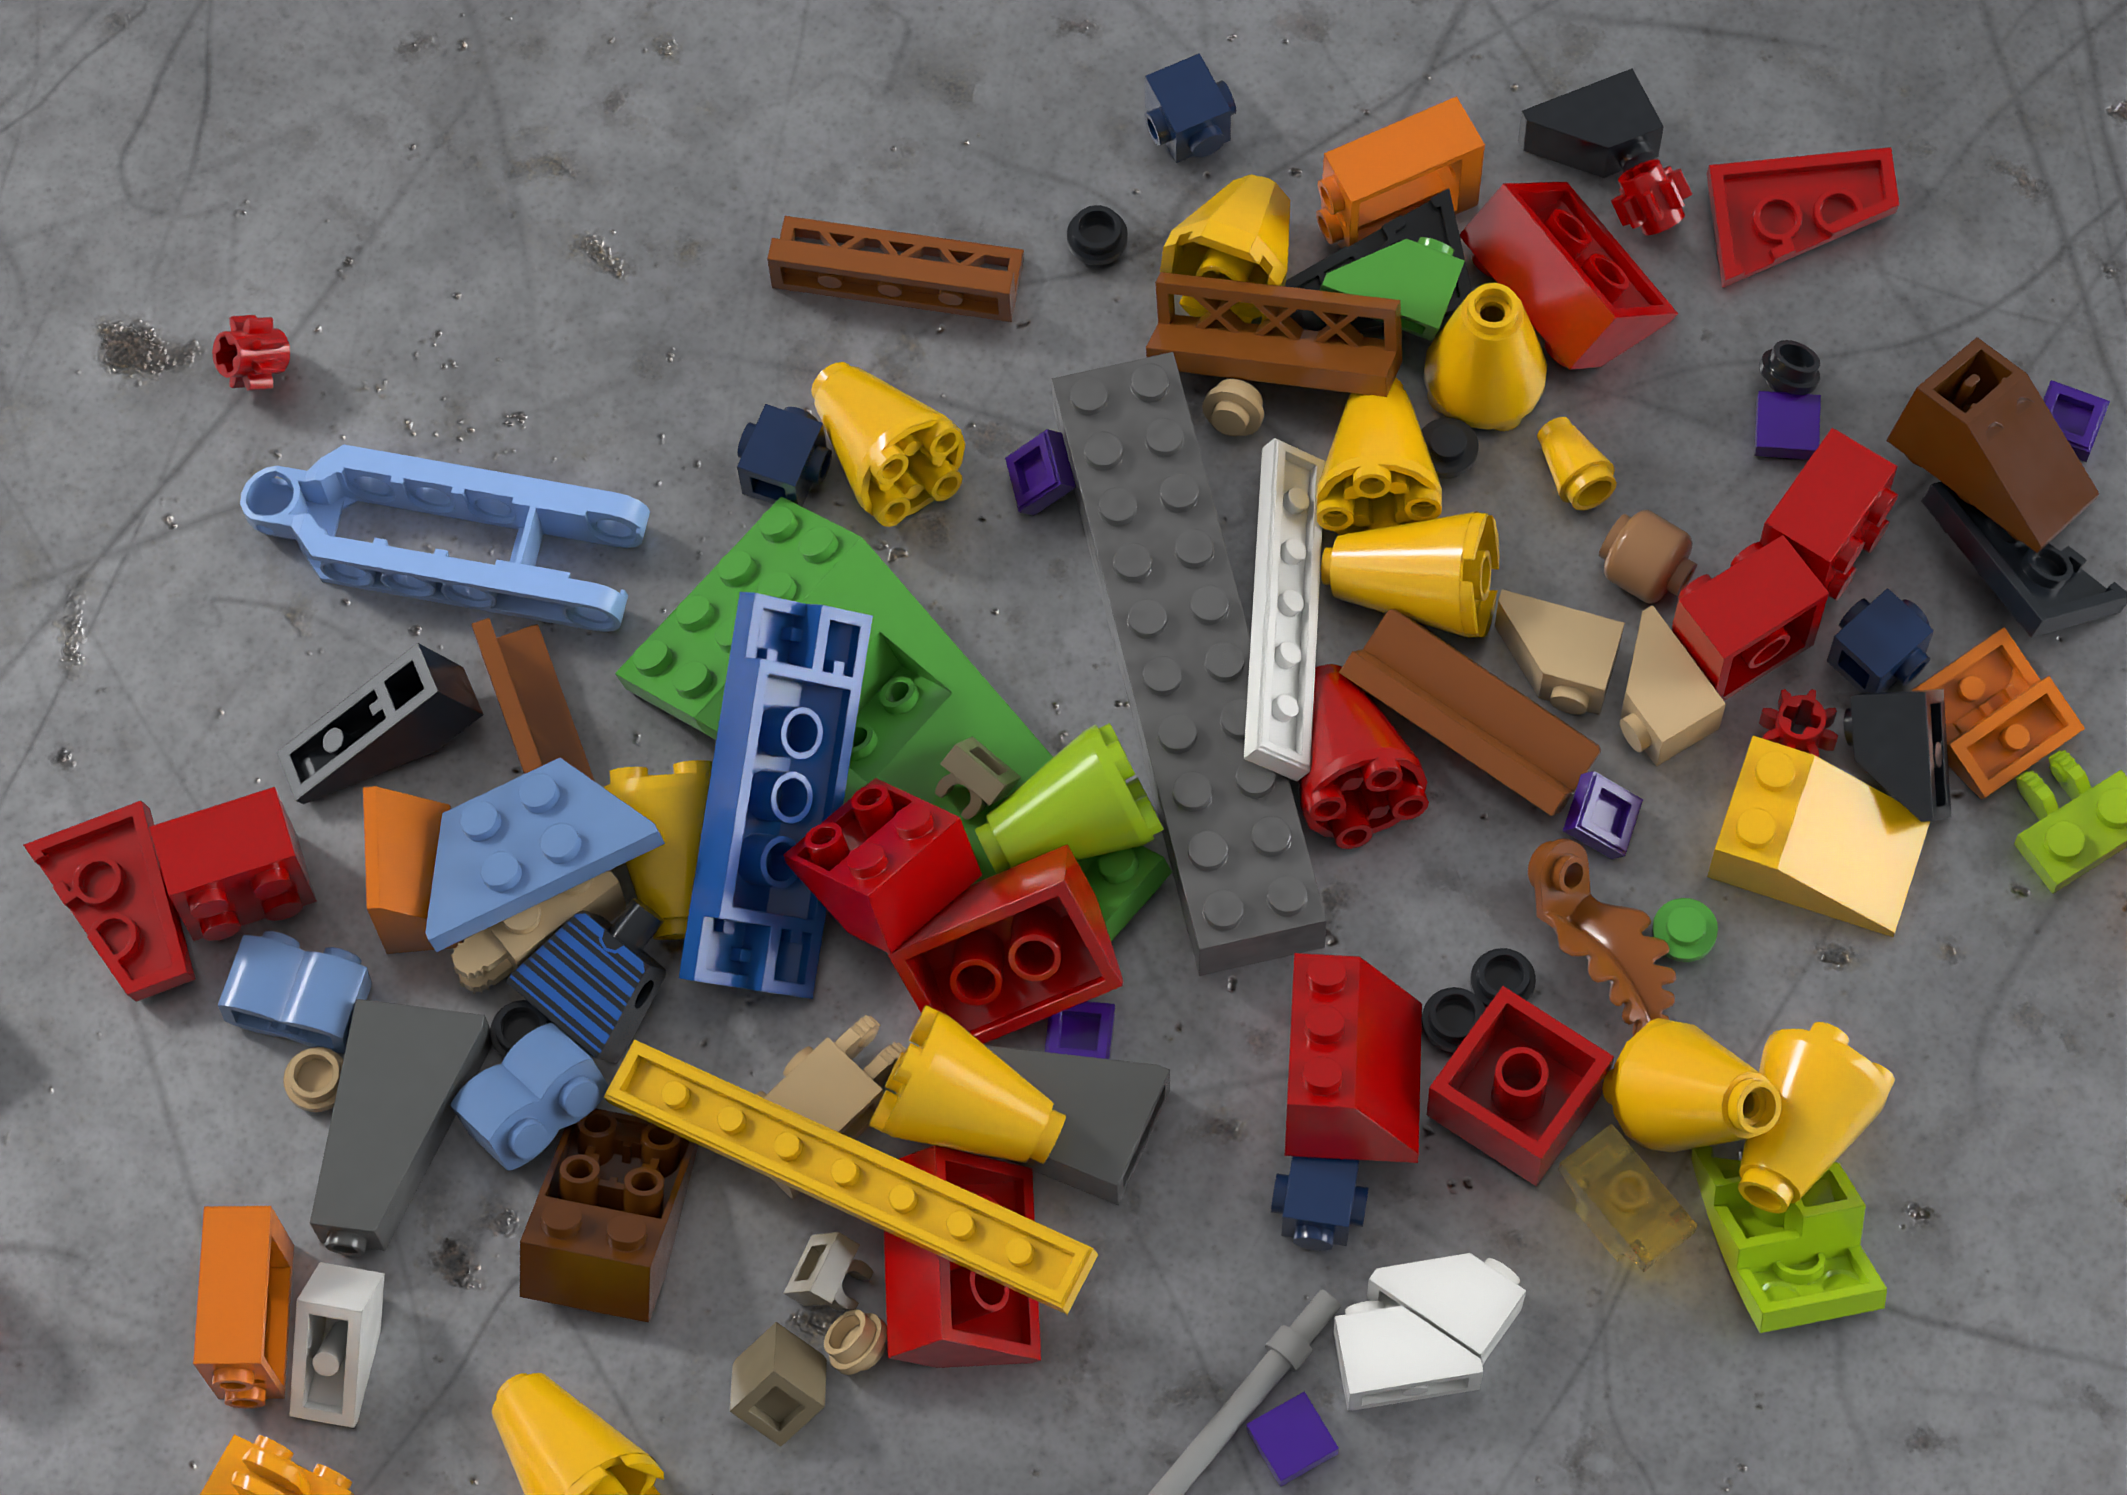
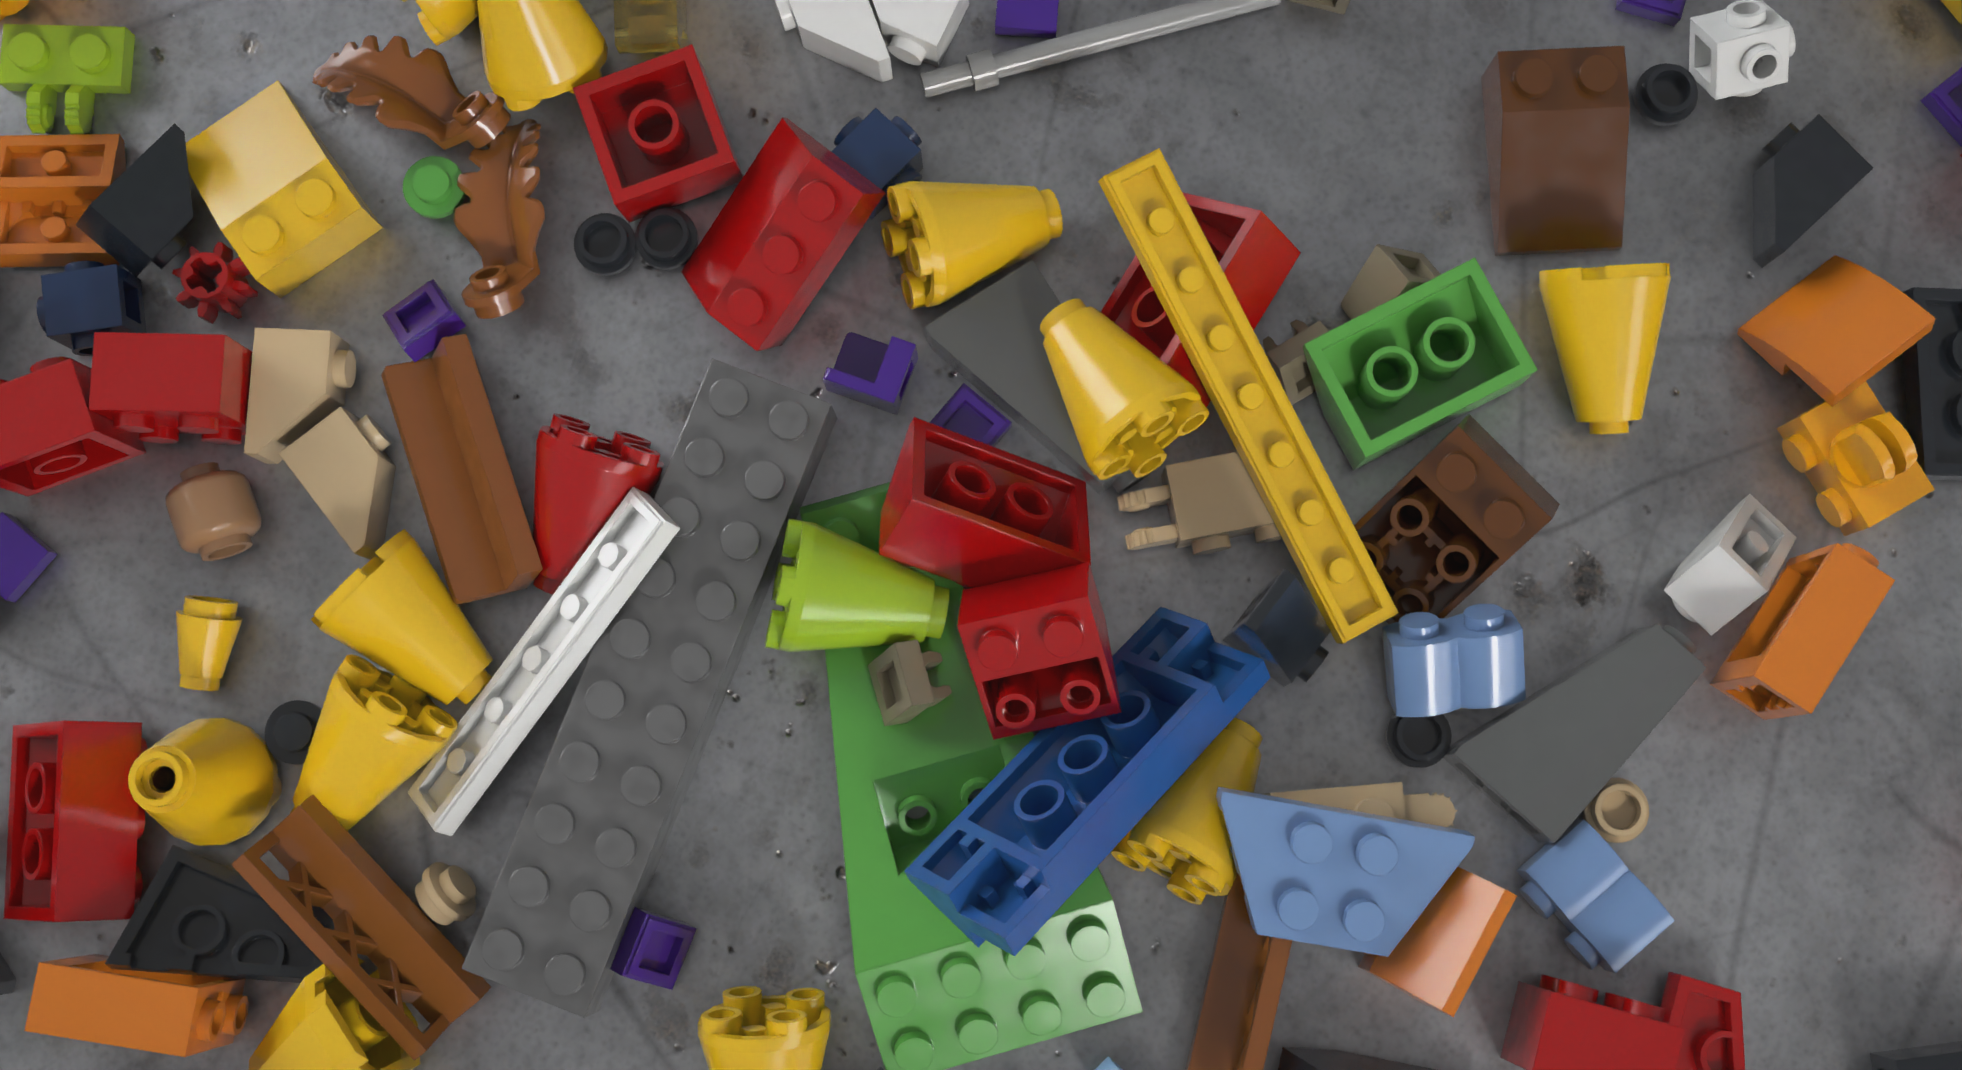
camera: 145 degrees left, 15 degrees up
(595, 978) = (1338, 729): black torso -> none
(697, 1012) = (1282, 630): none -> black slope
(718, 1316) = (1416, 363): none -> bright green slope
(855, 1341) = (1313, 290): tan plate -> none
(1192, 1180) = (963, 234): none -> yellow cone
(1194, 1021) = (872, 371): none -> dark purple panel
(1408, 271) = (212, 897): bright green slope -> none
(1767, 986) = (413, 92): none -> dark orange plant

